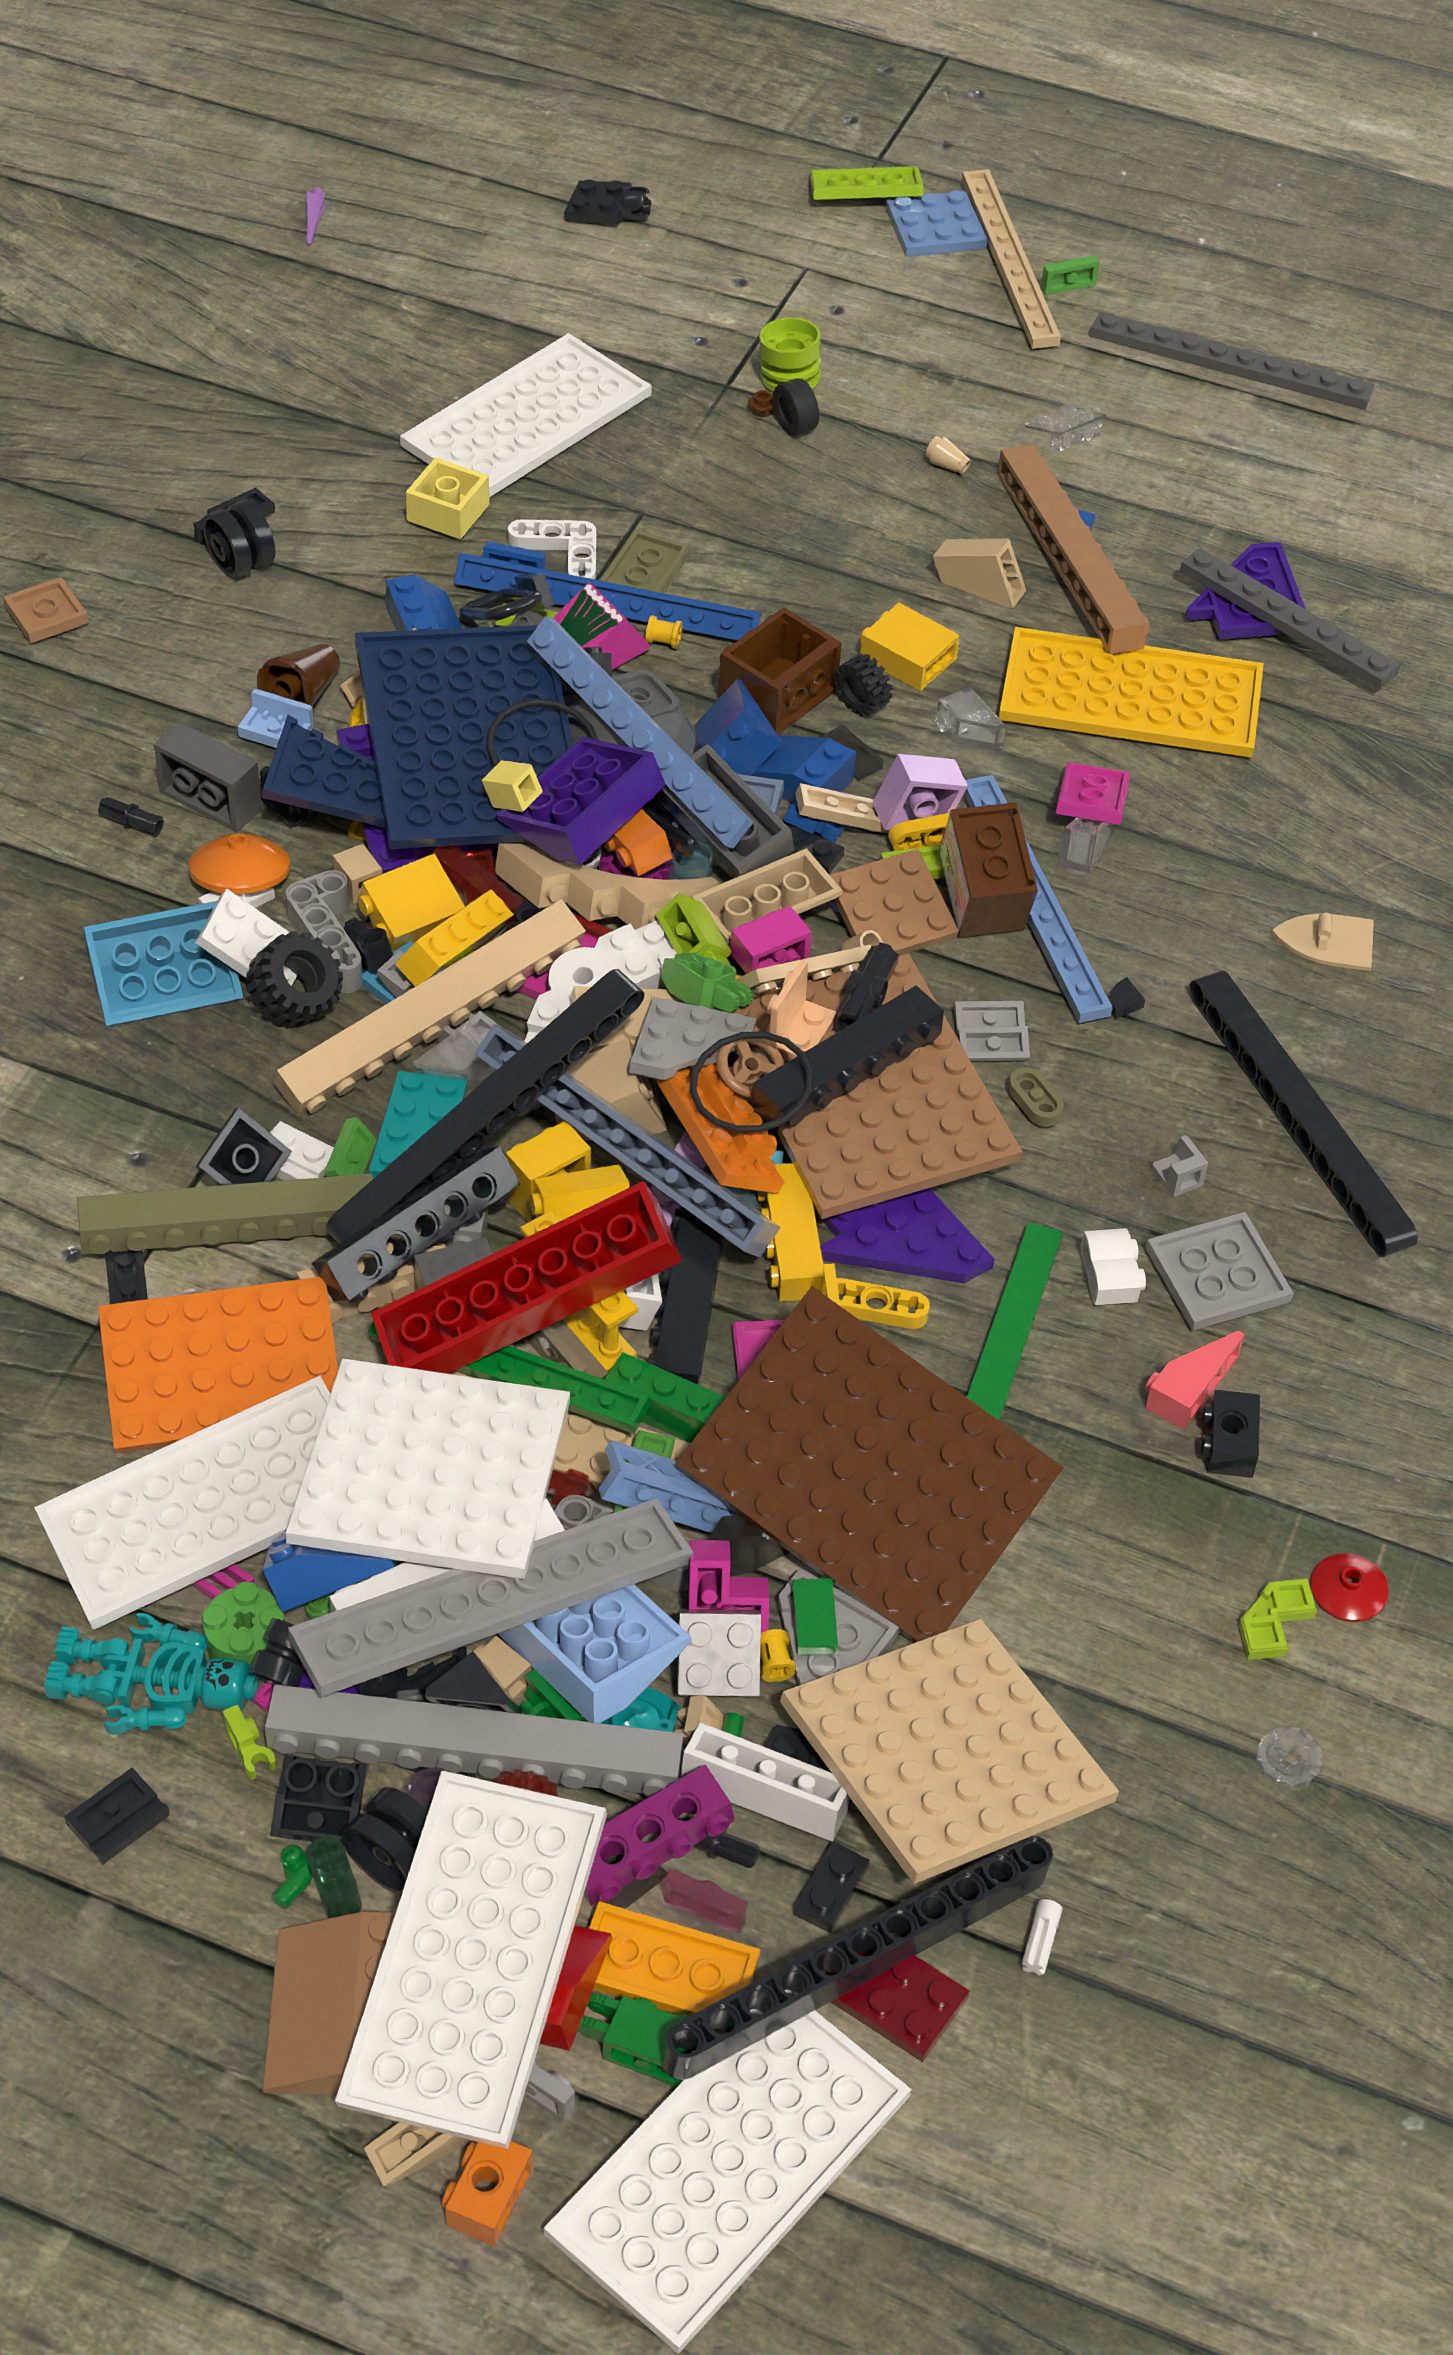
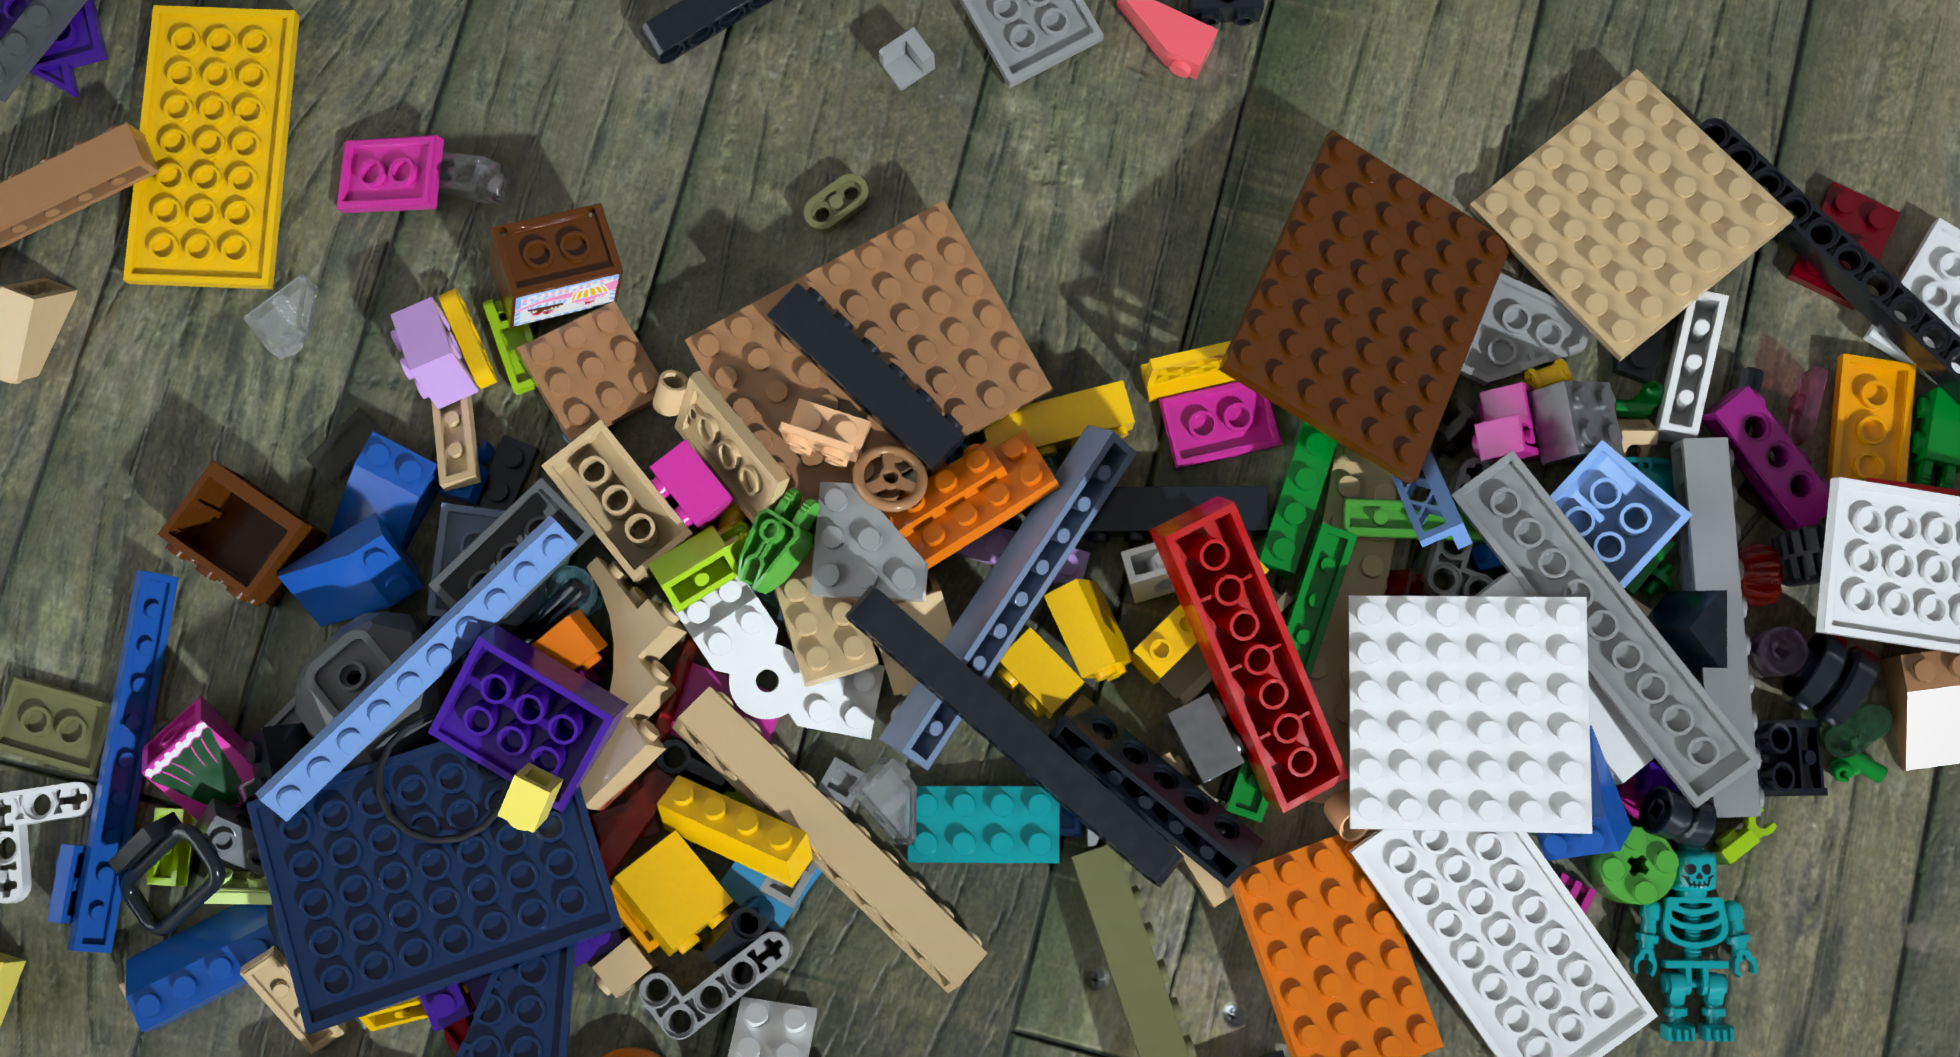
camera: 95 degrees left, 30 degrees up
(117, 1815) = (1836, 940): black plate -> none
(242, 1153) = (1071, 997): black slope -> none
(307, 1157) = (1038, 949): white plate -> none
(311, 962) = (810, 1025): black tyre -> none
(351, 1150) = (1037, 888): bright green plate -> none
(664, 632) = (175, 683): yellow bush -> none
(751, 1128) = (870, 473): black piece -> none
(815, 1616) = (1512, 345): green tile -> none
(831, 1887) = (1761, 305): black plate -> none
(863, 685) = (251, 438): black tyre -> none
(867, 986) = (762, 371): black piece -> none
(890, 1295) = (1136, 309): yellow beam -> none
(908, 1237) = (1043, 304): dark purple wing -> none
(910, 646) = (167, 398): yellow brick -> none
(992, 1030) = (749, 256): light grey slope -> none
(1014, 1318) = (1143, 207): green tile -> none
(1041, 1936) = (1769, 128): white piece -> none
(1052, 927) = (617, 195): medium blue plate -> none
(1112, 1266) = (1046, 115): white brick -> none
(1125, 998) = (681, 127): black tile -> none

